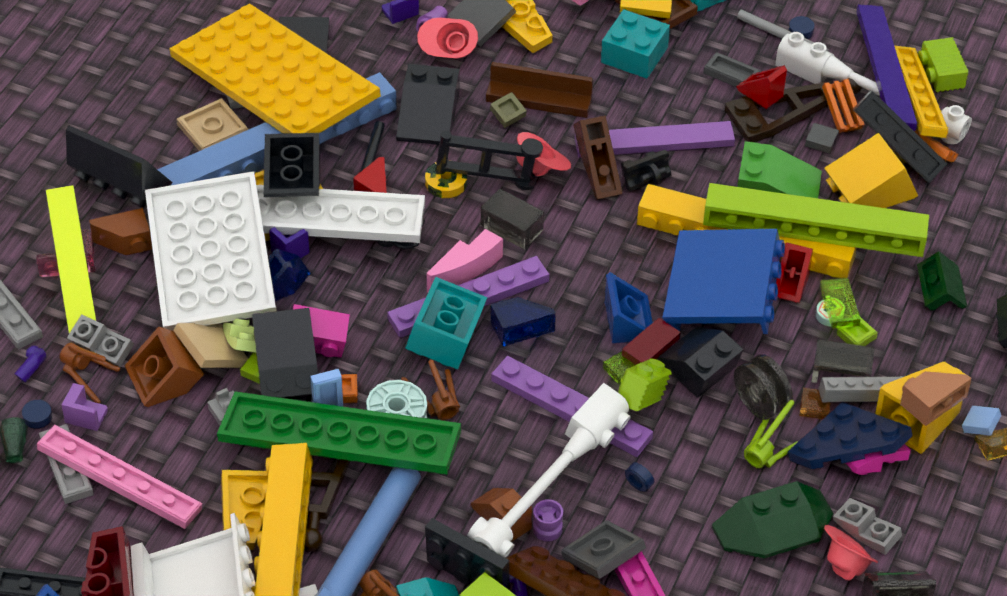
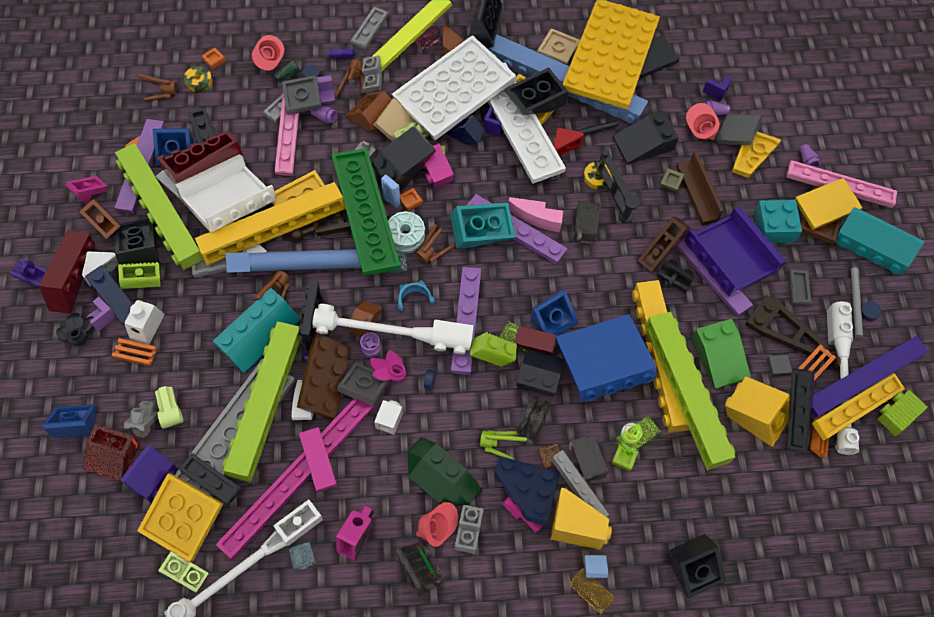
camera: 60 degrees right, 15 degrees up
(83, 429) = (301, 95): none -> dark grey tile
(126, 424) = (326, 114): none -> medium lavender cone
(489, 433) = (413, 287): none -> dark azure helmet
(521, 320) = (509, 261): clear blue slope -> none
(549, 158) = (647, 213): coral piece -> none
(592, 515) = (388, 368): none -> dark pink plate
(651, 99) = (735, 252): none -> dark purple panel
(667, 542) = (388, 416): none -> white brick
(765, 86) = (791, 310): red slope -> none
(794, 272) = (644, 397): red slope -> none
(933, 394) = (568, 523): nougat slope -> none
(941, 282) = (701, 493): dark green panel -> none

